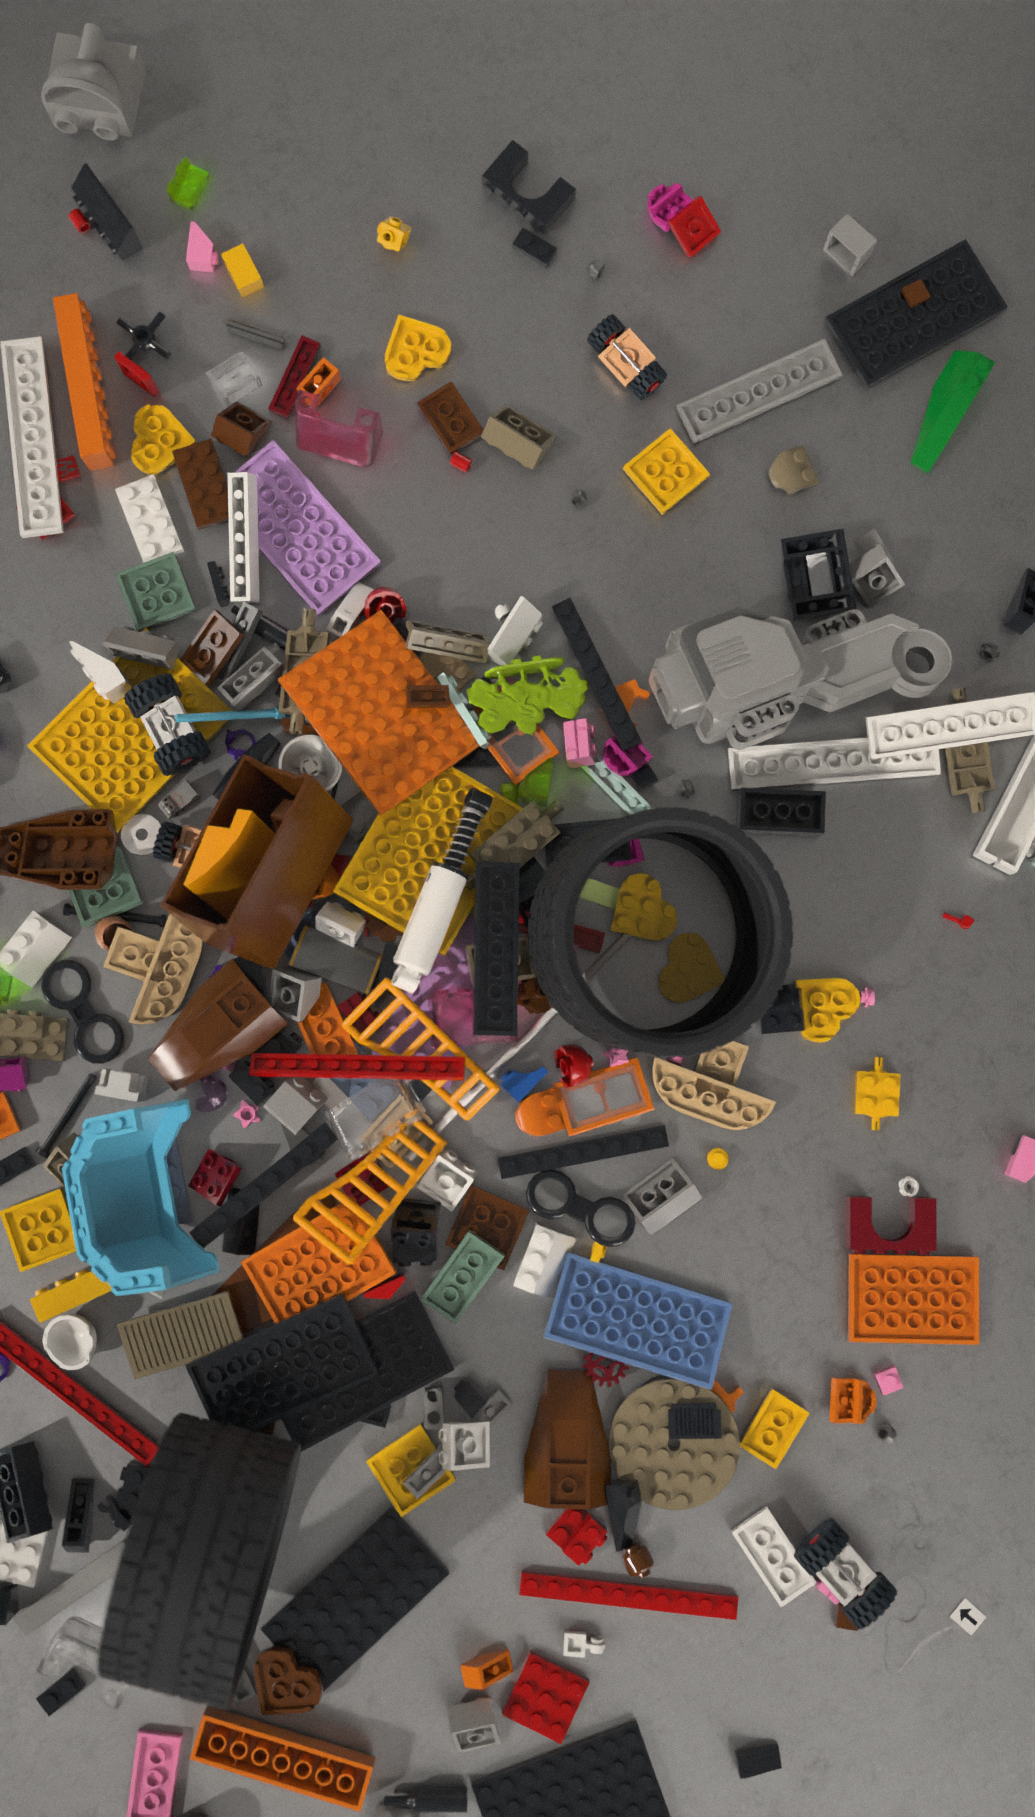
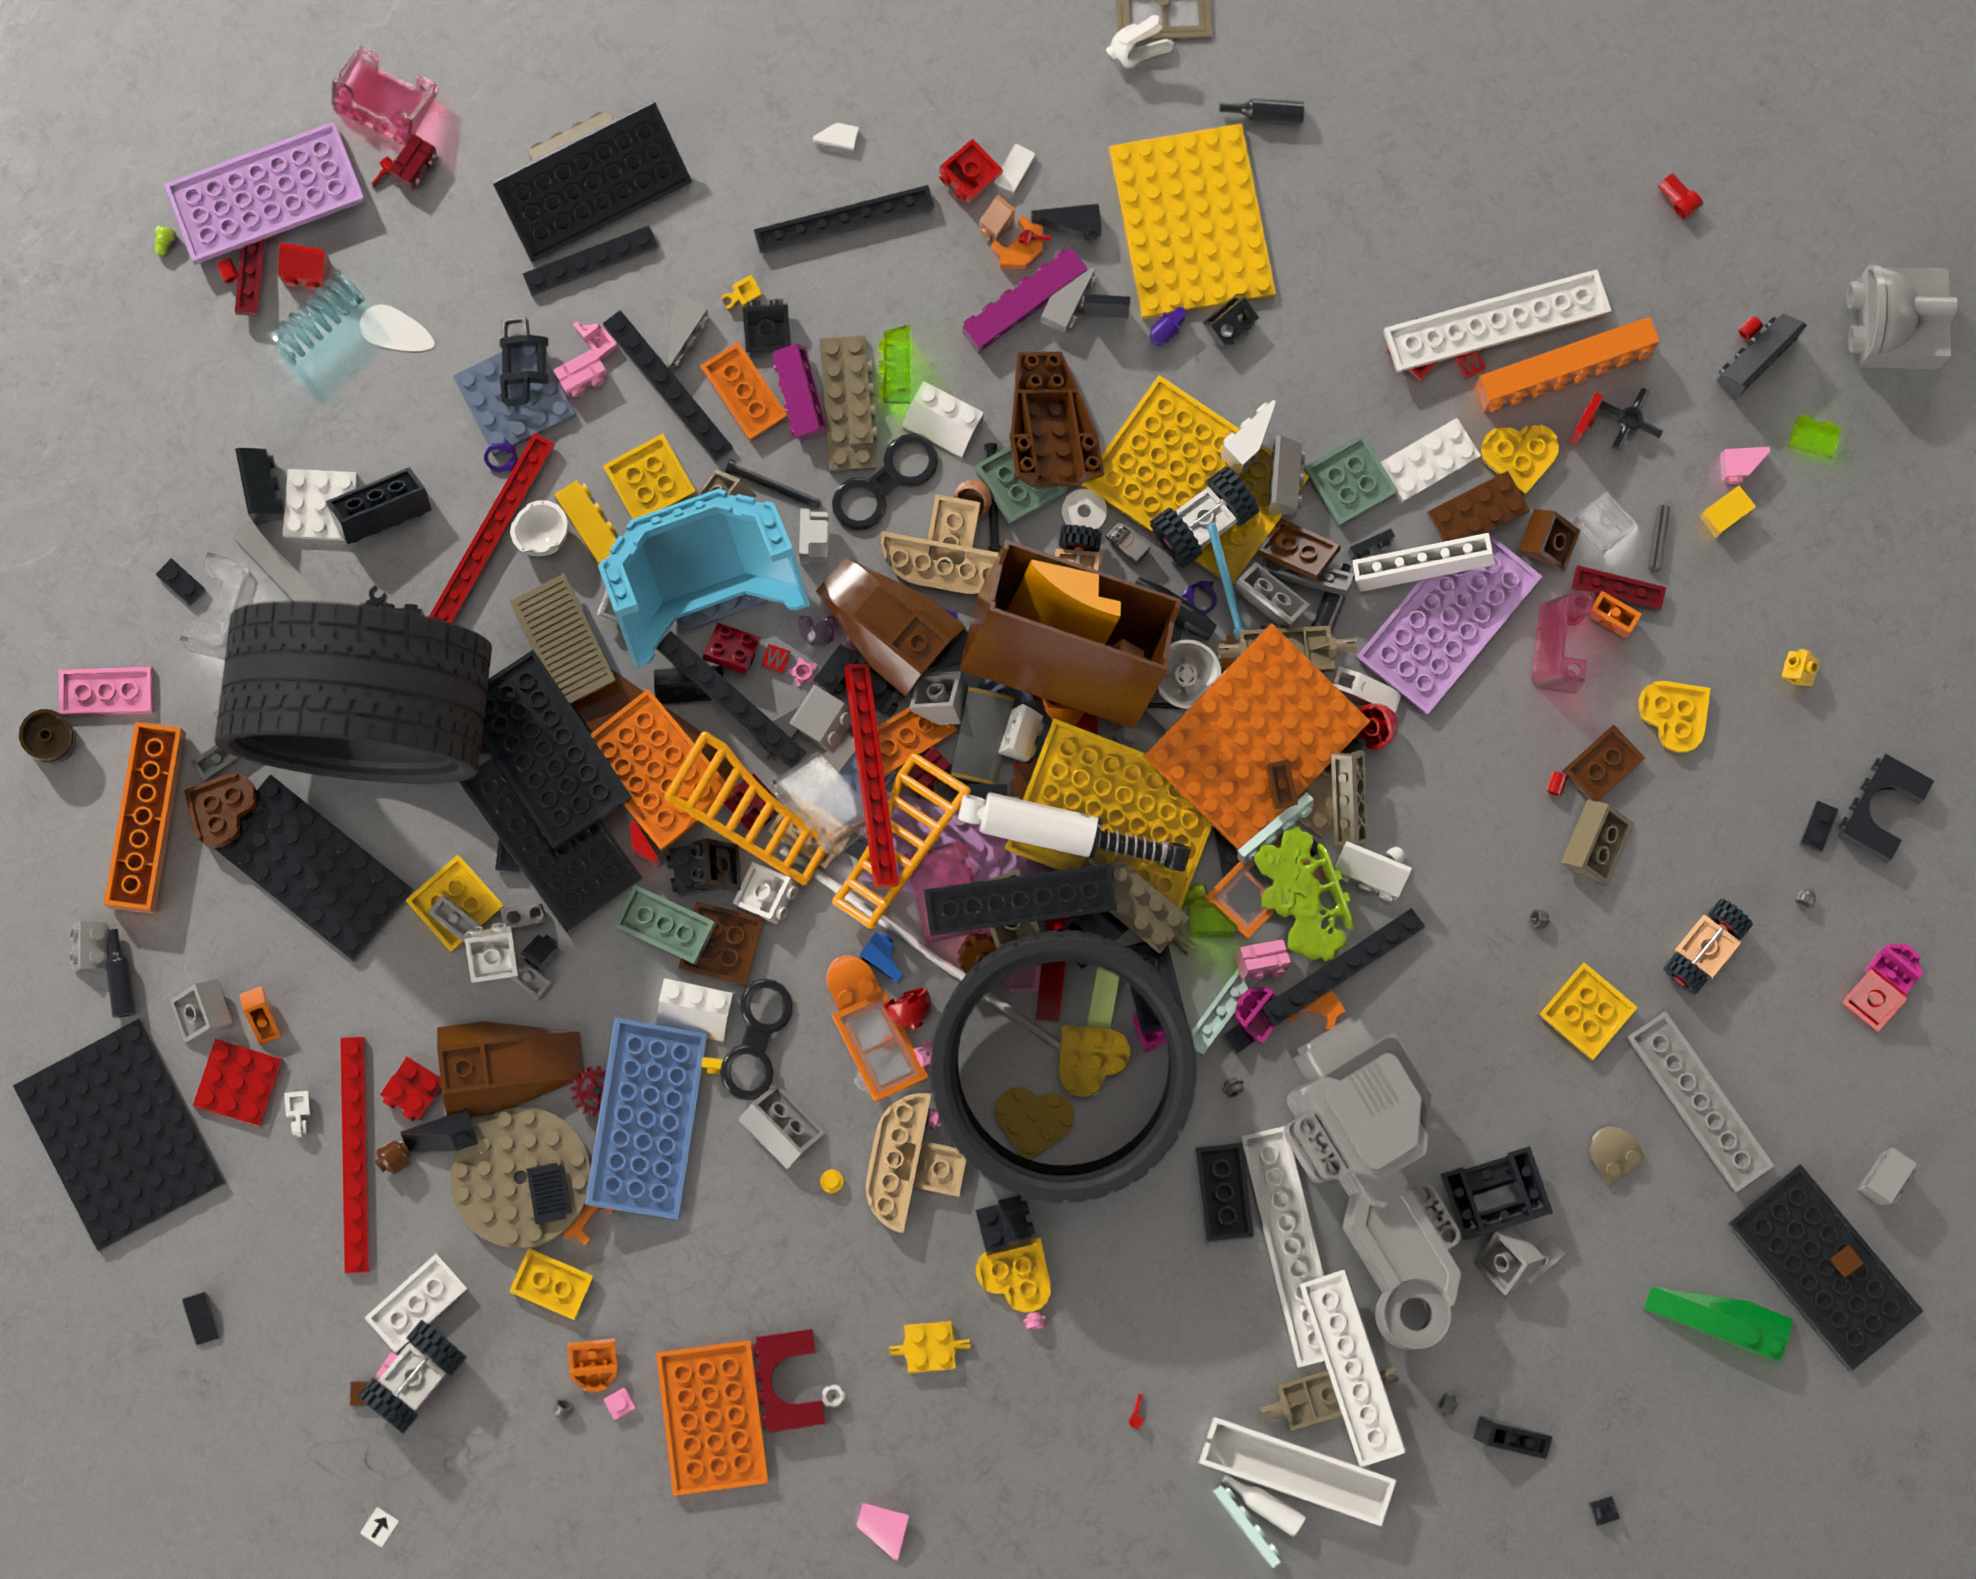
camera: 80 degrees right, 5 degrees down
(79, 1516) = (360, 569): black slope -> none
(230, 1137) = (775, 658): none -> red tile
(583, 1152) = (817, 1035): black plate -> none

